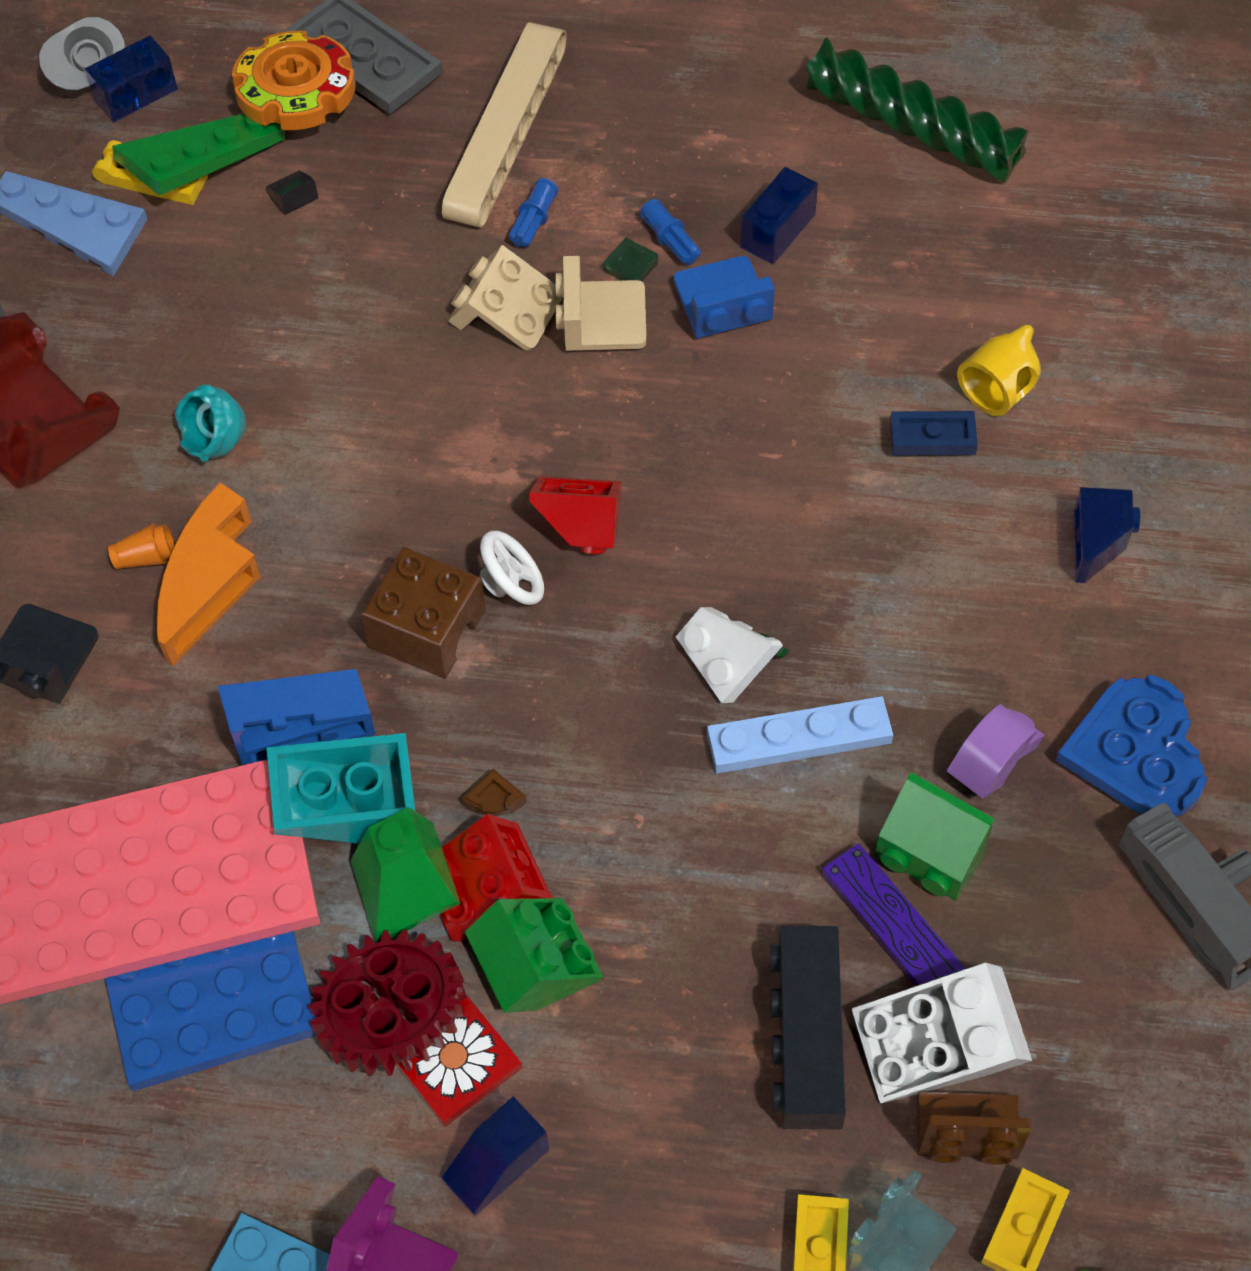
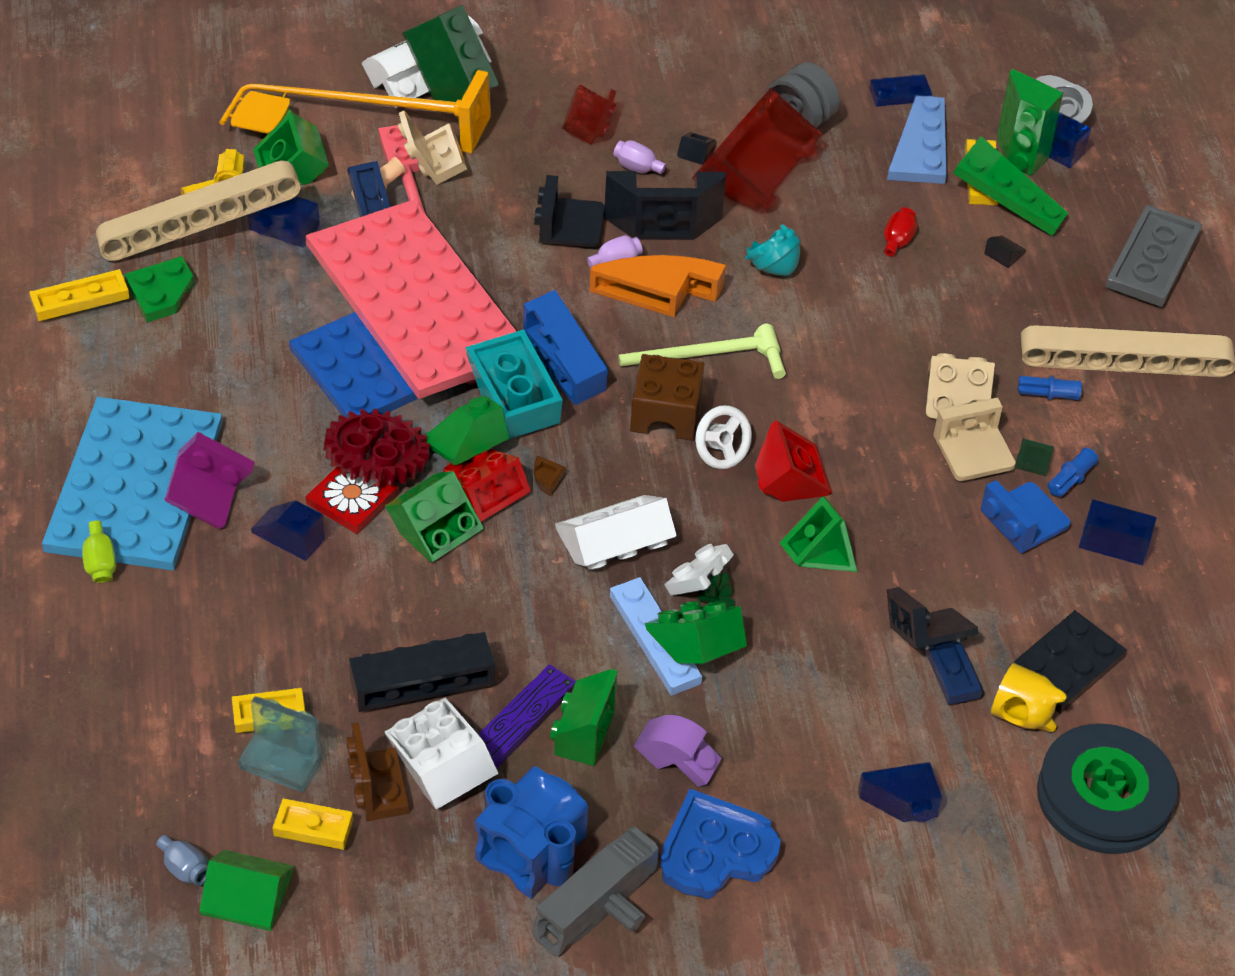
camera: 70 degrees right, 10 degrees down
(67, 567) = (664, 211): none -> black slope
(117, 87) = (1028, 121): none -> green slope
(128, 610) = (616, 249): none -> lavender plant
(143, 548) = (666, 244): orange cone -> none
(217, 285) = (899, 230): none -> red plant
(294, 80) = (1095, 217): orange piece -> none
(348, 484) = (763, 340): none -> yellowish green bar
(622, 733) = (617, 530): none -> white slope
(704, 509) = (820, 540): none -> green slope
(830, 678) = (699, 632): none -> green slope
(872, 432) = (926, 628): none -> black bracket
(935, 320) = (1073, 656): none -> black plate
(1106, 943) = (531, 830): none -> blue piece
(1167, 341) = (1098, 815): none -> black wheel

